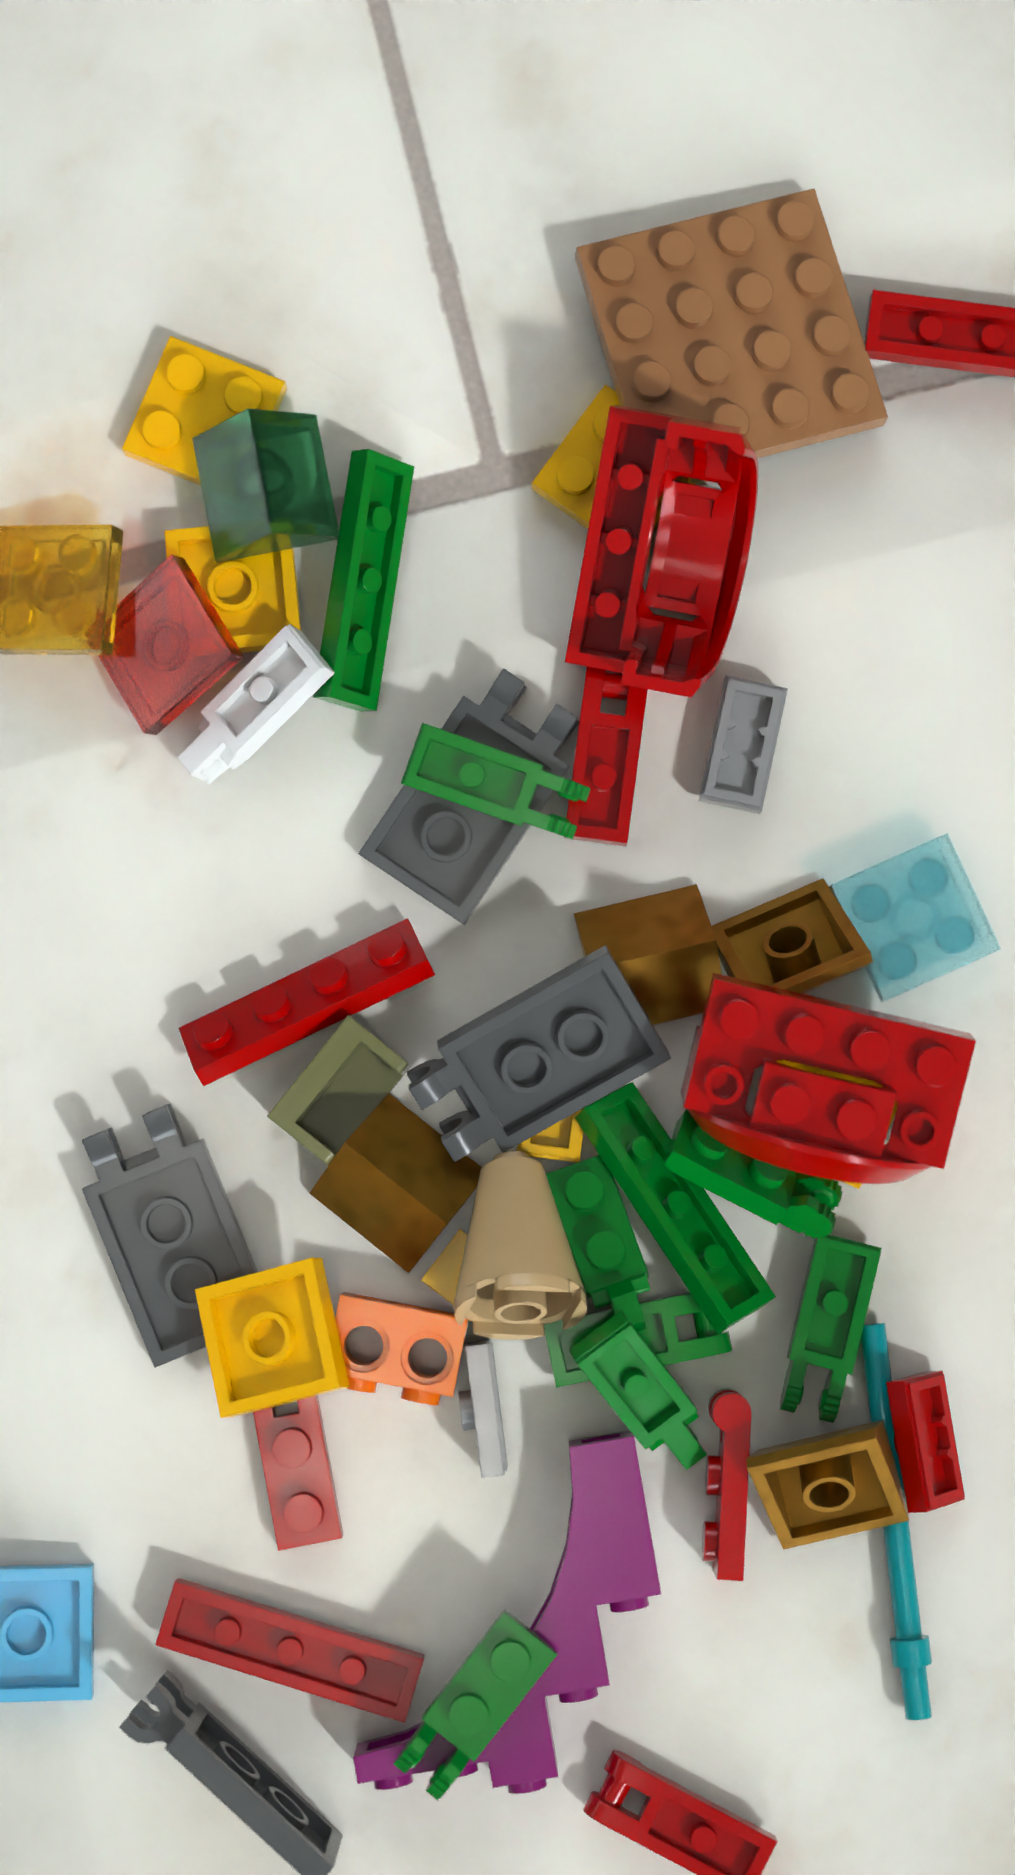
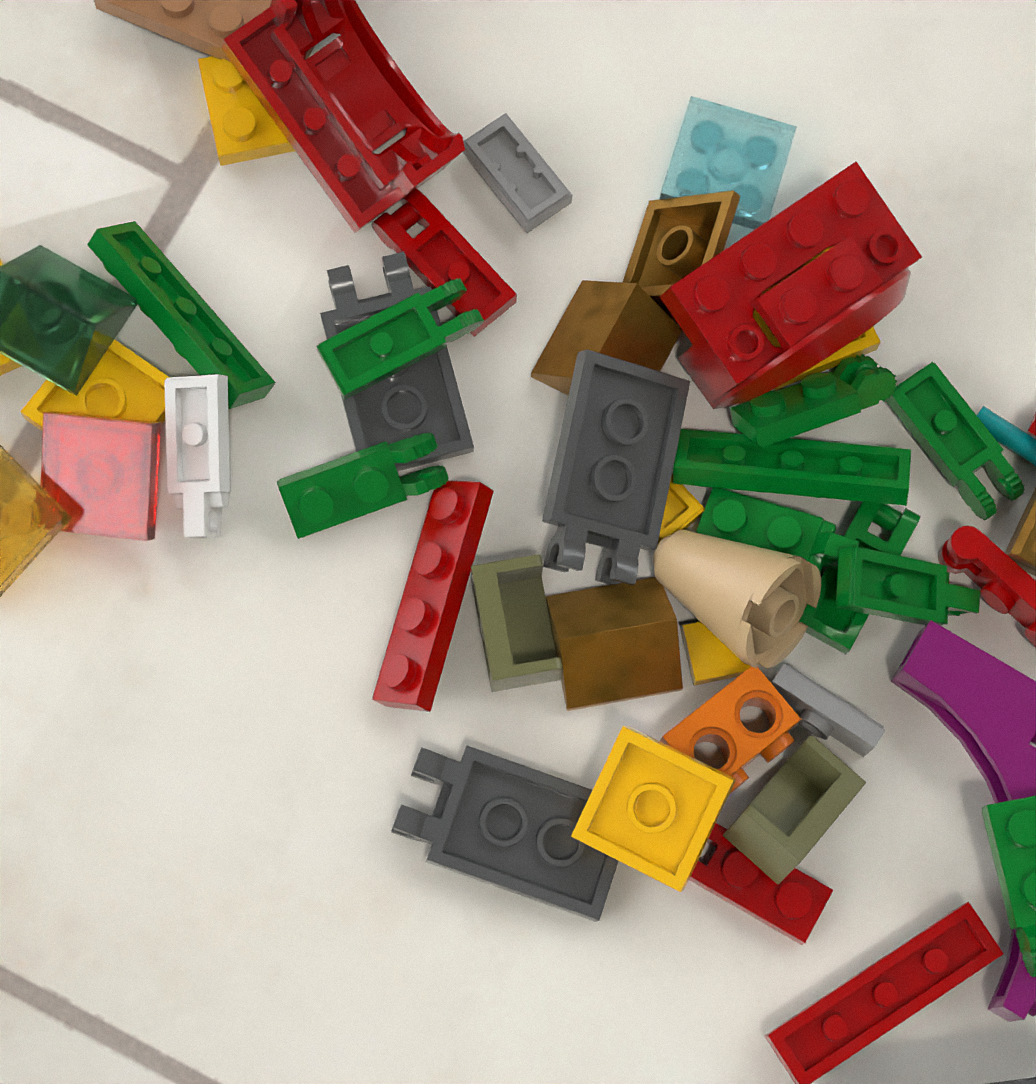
camera: 60 degrees left, 10 degrees down
(346, 860) = (358, 484): none -> green hinge
(375, 1453) = (794, 809): none -> olive panel

